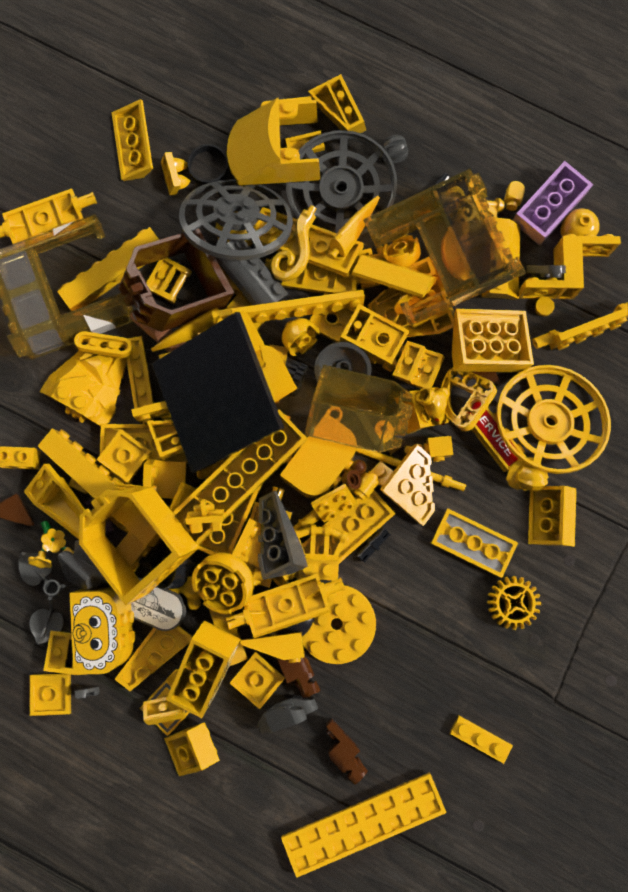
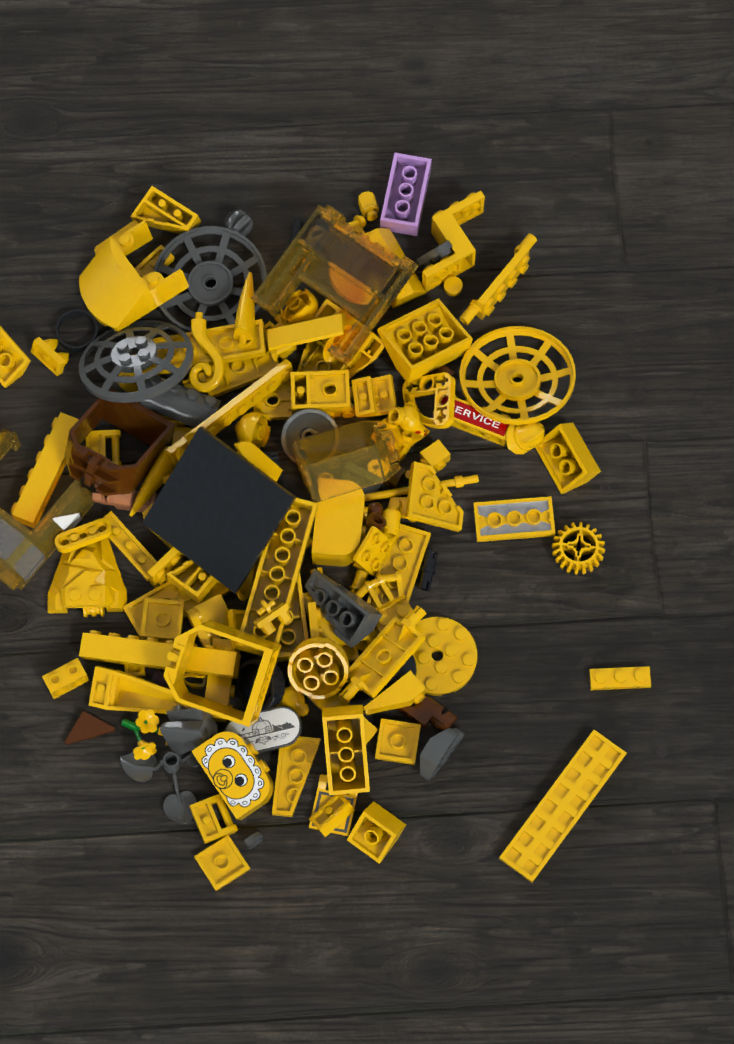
camera: 30 degrees left, 10 degrees down
(344, 753) = (509, 755): reddish brown plate -> none
(580, 223) = (440, 197): yellow cylinder -> none

